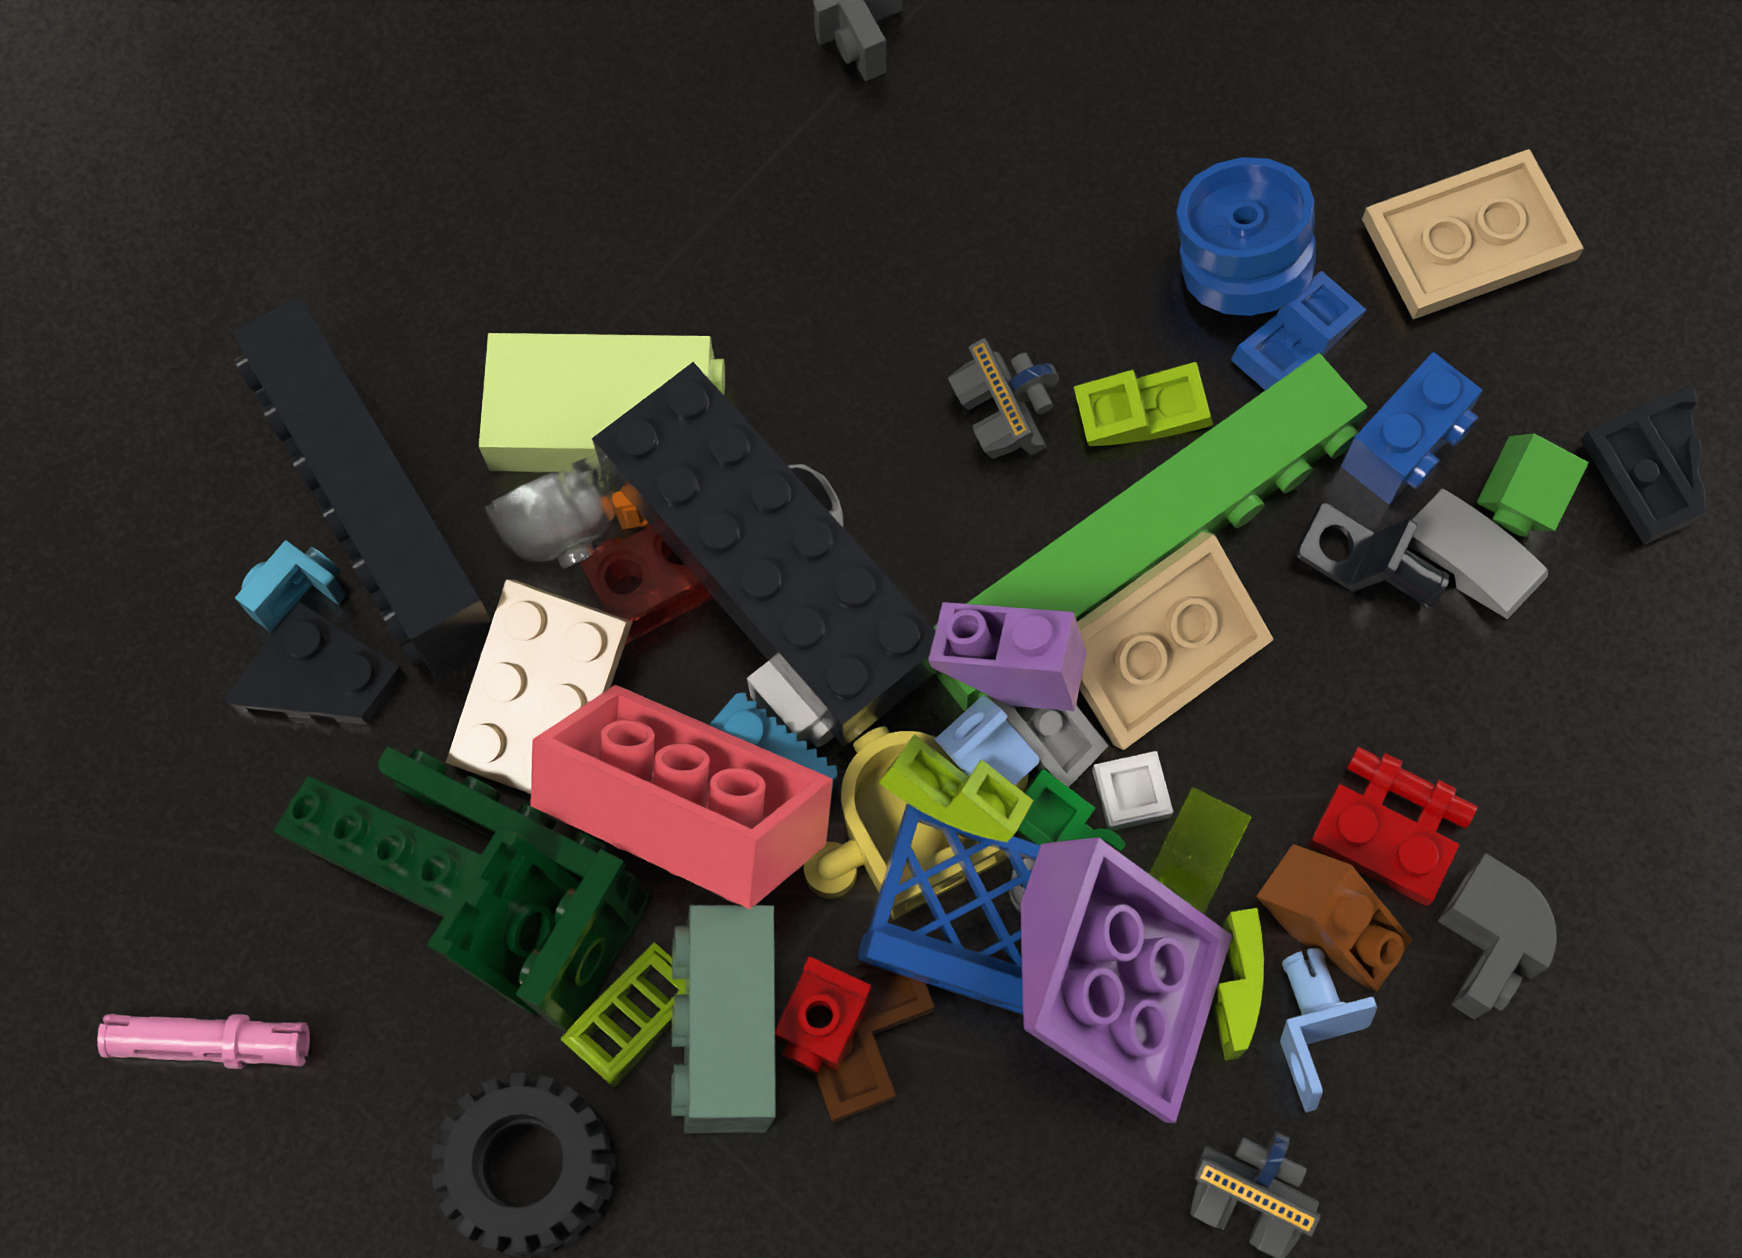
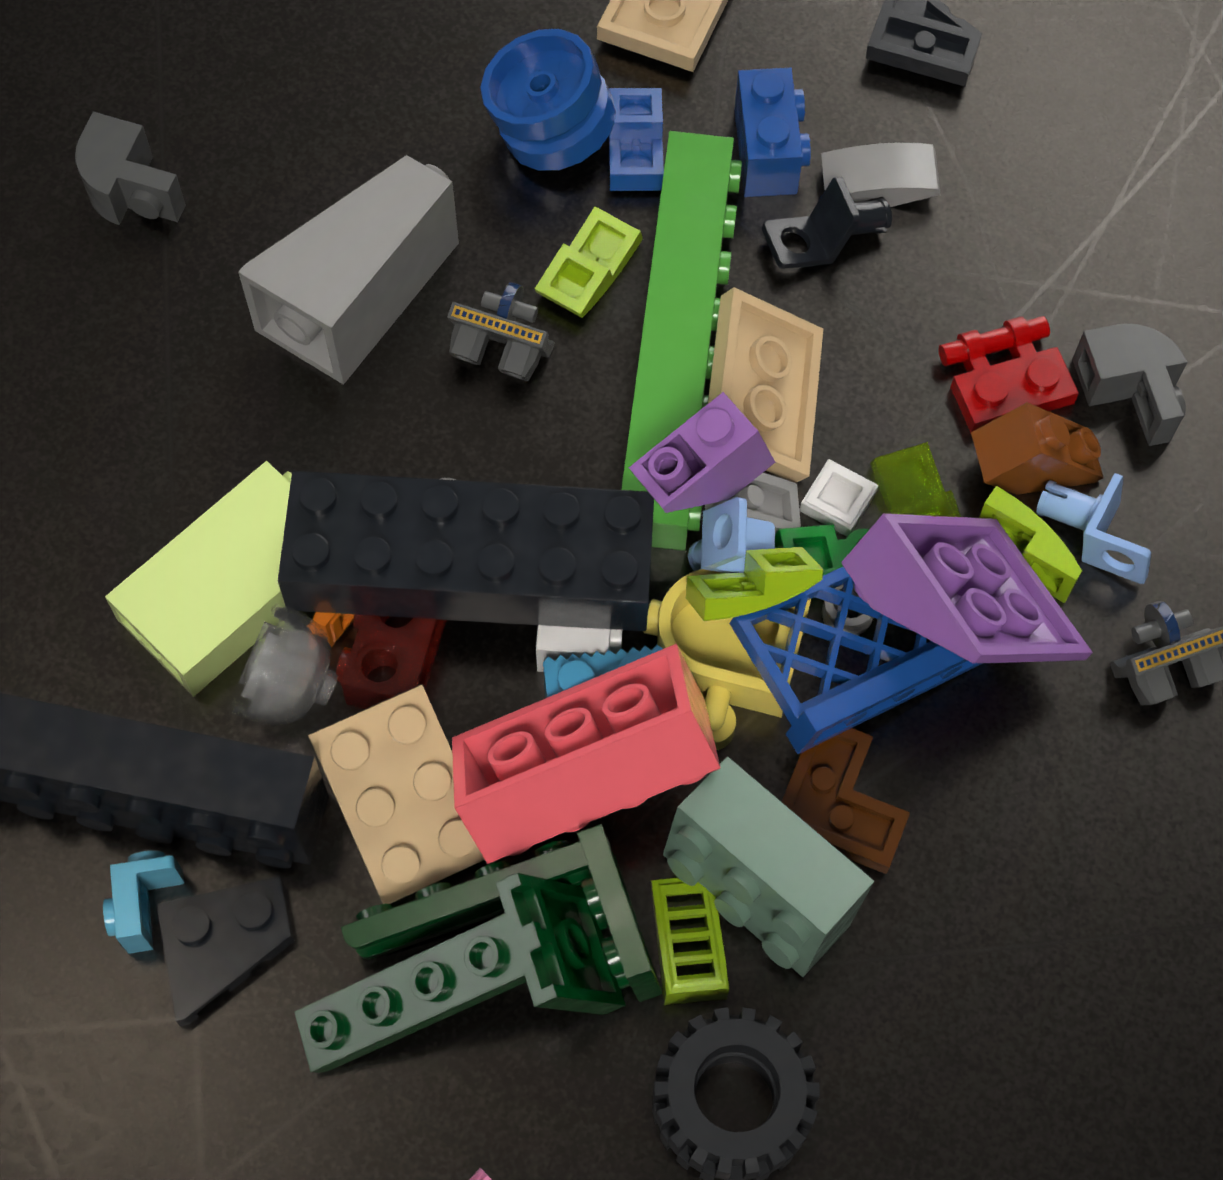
camera: 50 degrees left, 5 degrees down
(846, 999) = (816, 778): red brick -> none
(945, 240) = (353, 267): none -> light grey slope
(1531, 484) = (872, 101): bright green brick -> none

